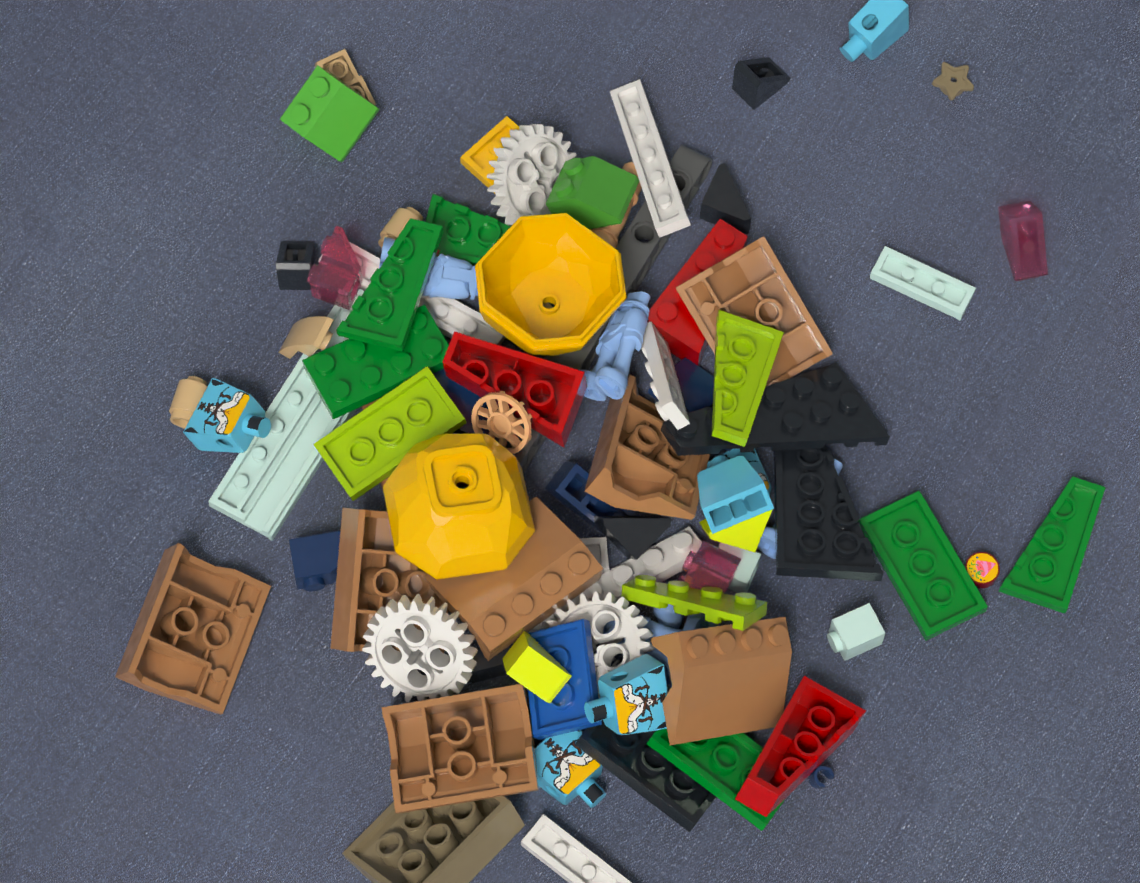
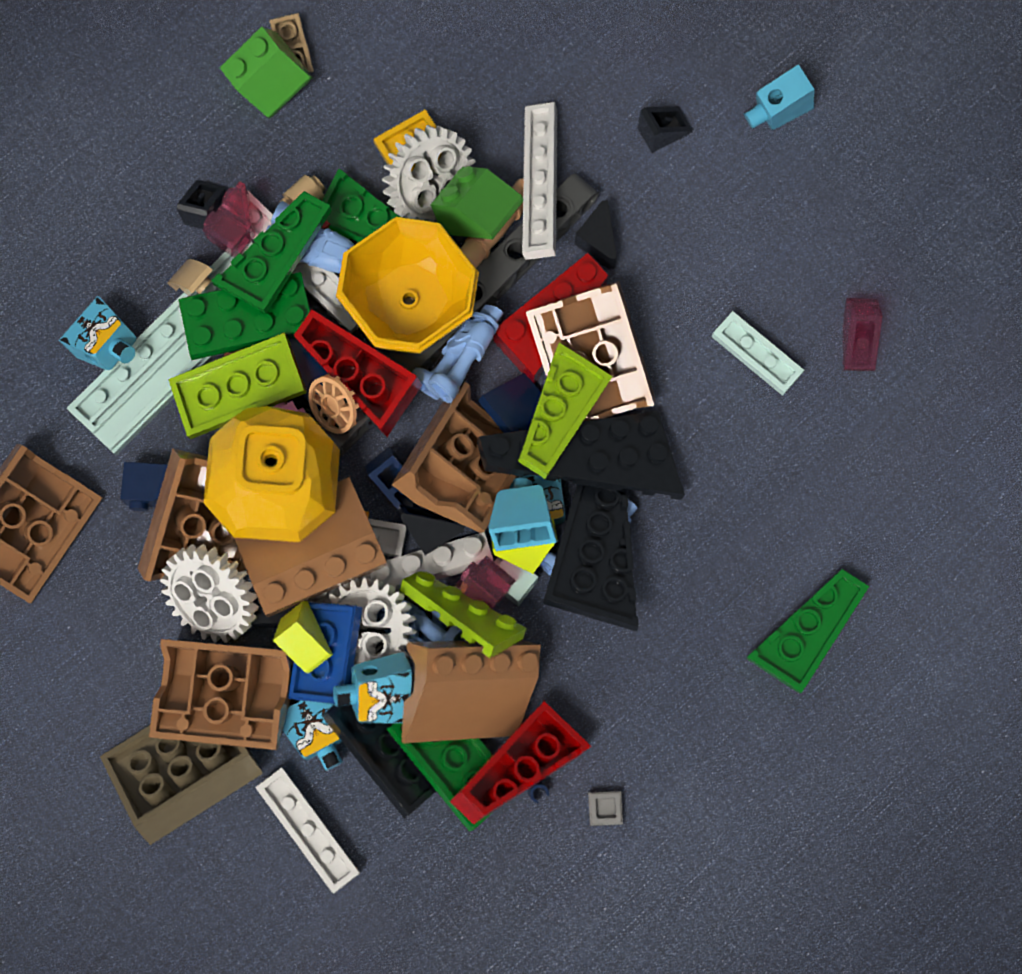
camera: 15 degrees right, 10 degrees up
(186, 400) = (71, 309): tan brick -> none
(665, 381) = (493, 393): white plate -> none
(855, 632) = (605, 667): light aqua brick -> none
(896, 777) = (605, 808): none -> light grey tile
(922, 565) = (683, 618): green plate -> none
(951, 88) = (836, 174): dark tan plate -> none
(982, 569) = (736, 635): tile -> none

